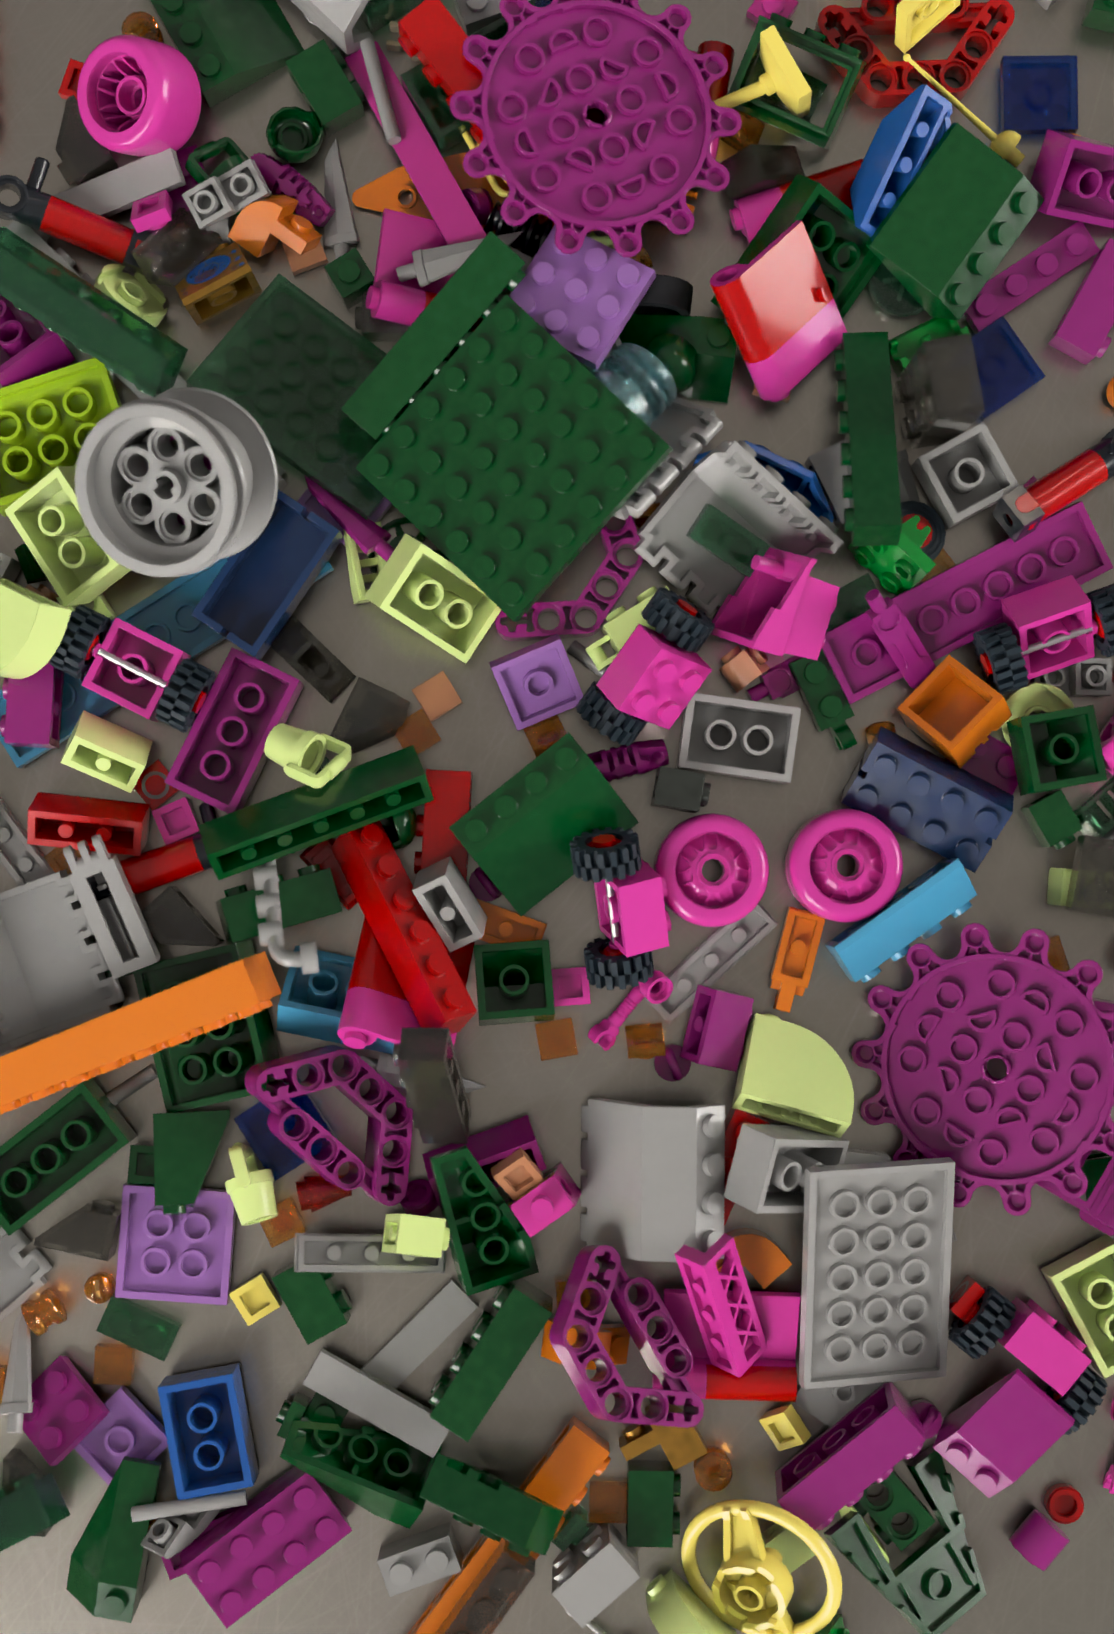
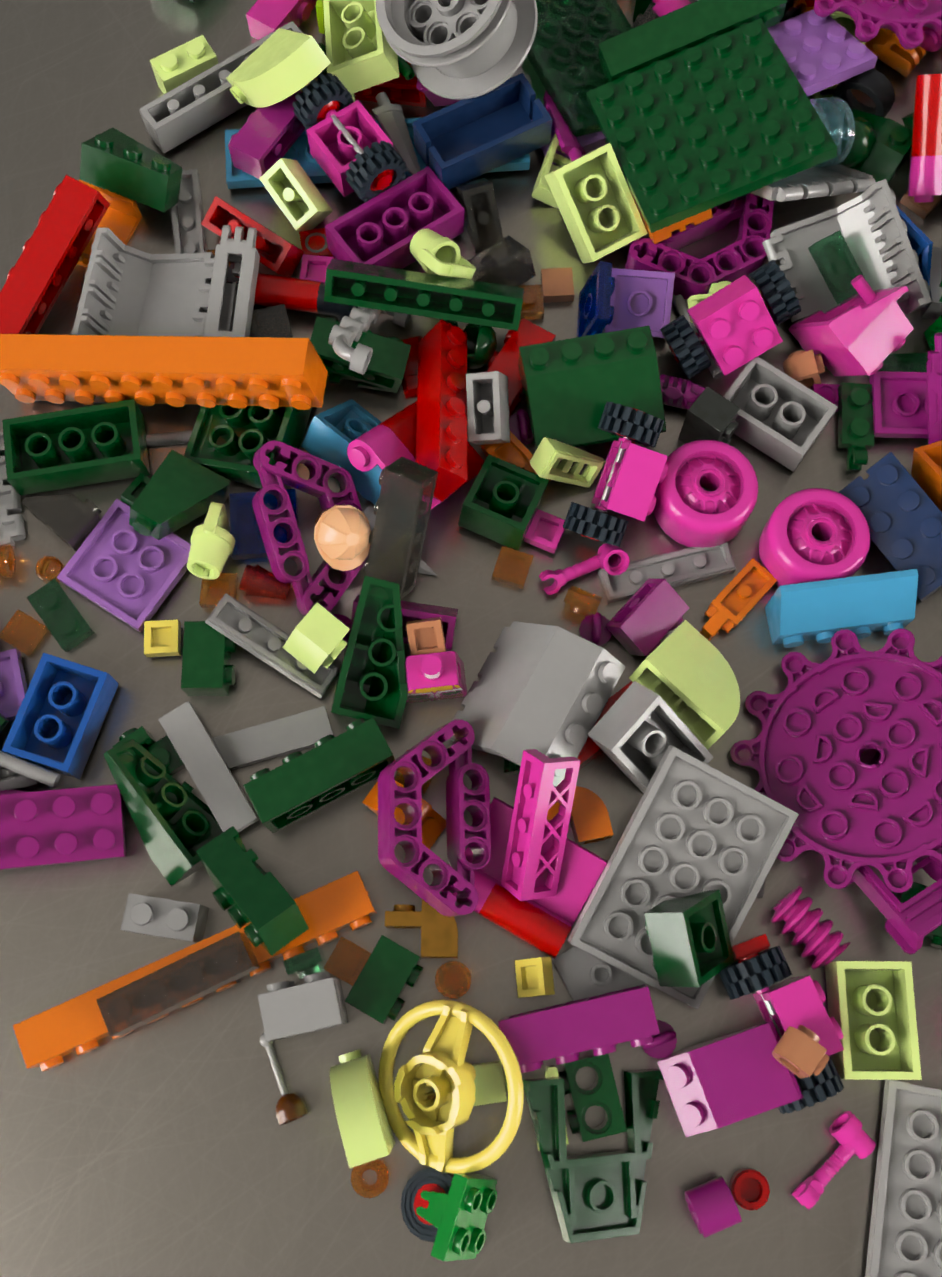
camera: 30 degrees right, 15 degrees down
(166, 608) = (393, 123): none -> light grey bar
(378, 1118) = (342, 536): none -> light nougat piece
(489, 705) = (594, 301): none -> clear blue plate
(555, 911) = (550, 453): none -> yellowish green slope
(910, 1331) = (689, 939): none -> dark green slope
(1011, 1249) = (808, 928): none -> dark pink piece
(1056, 1390) = (801, 1052): none -> nougat plate

